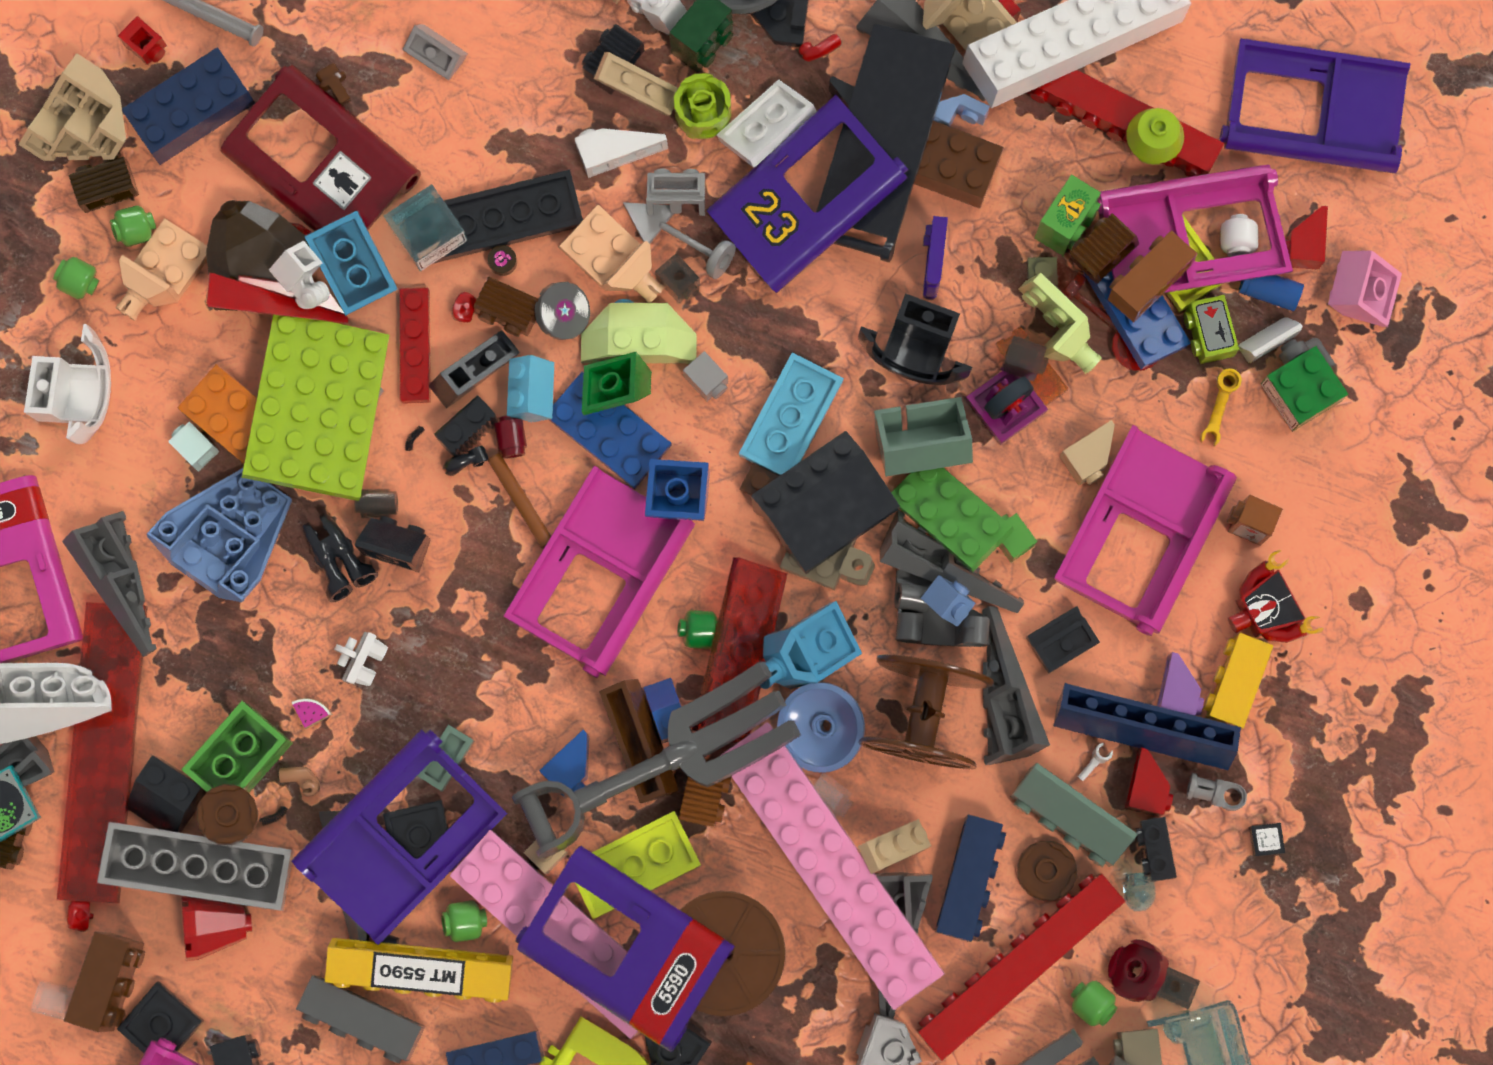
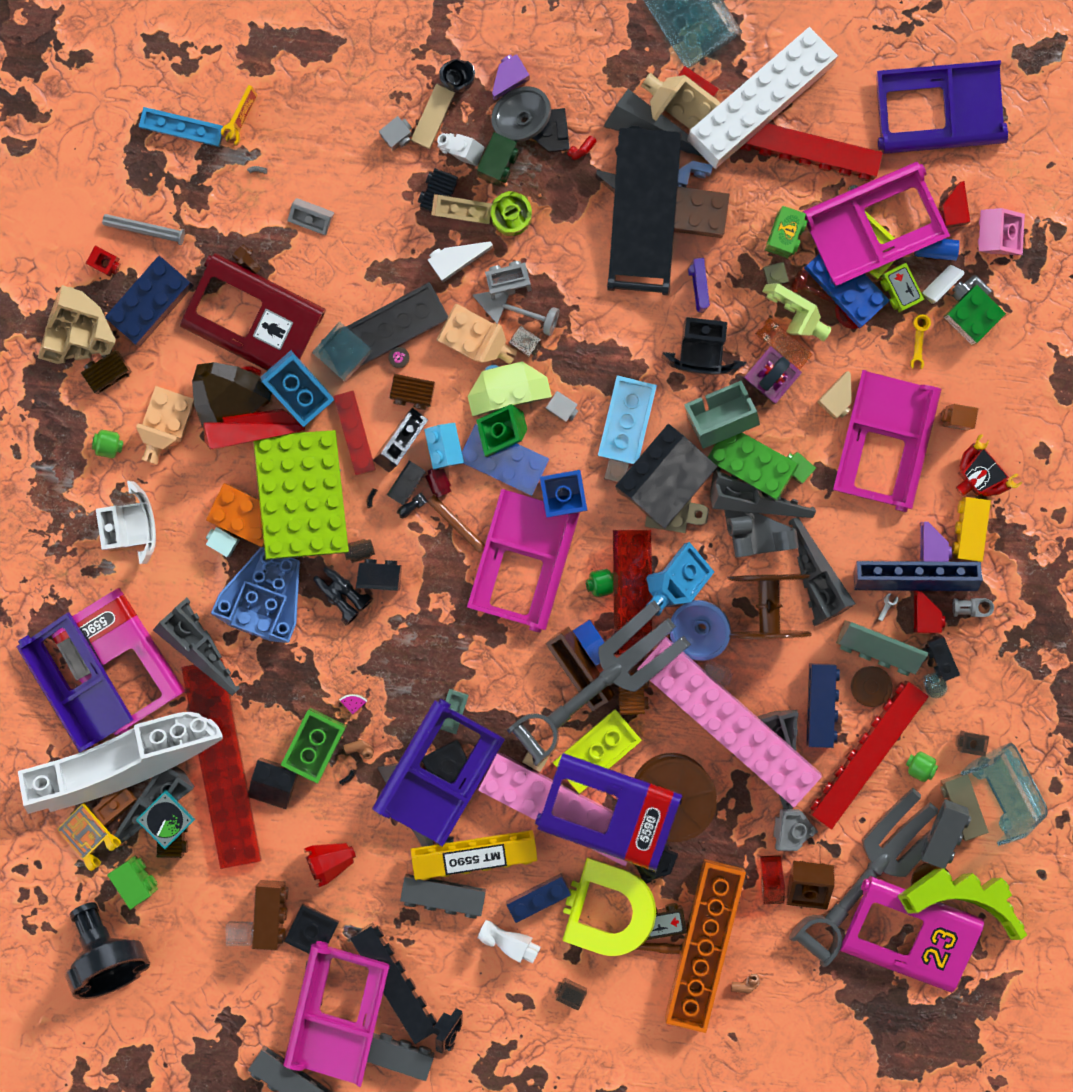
camera: 15 degrees left, 10 degrees up
(79, 915) = (238, 875): red piece -> none
(132, 226) = (135, 397): bright green head -> none
(195, 866) = (308, 826): light grey brick -> none
(227, 814) = (320, 788): reddish brown tile -> none
(295, 273) = (262, 409): white brick -> none
(367, 647) = (374, 656): white hips -> none
(463, 307) = (381, 398): red piece -> none
(463, 921) = (494, 816): bright green head -> none
(562, 310) = (451, 385): dark grey tile -> none
(570, 763) = (537, 697): blue slope -> none
(766, 123) = (559, 215): white plate -> none
(773, 221) = (579, 284): dark purple piece -> none
(894, 846) = (768, 698): tan plate -> none
(948, 600) = (766, 524): medium blue brick -> none
(1024, 358) = (779, 343): clear smoke brick -> none
(1062, 639) = (847, 529): black plate -> none
(1104, 247) = (816, 251): reddish brown brick -> none
(1150, 979) = (956, 743): dark red plate -> none
(1151, 275) = (853, 265): dark orange brick -> none
(1155, 136) = (834, 160): lime cone -> none
(1239, 235) = (907, 216): white head -> none
(1267, 839) = (1013, 630): tile -> none

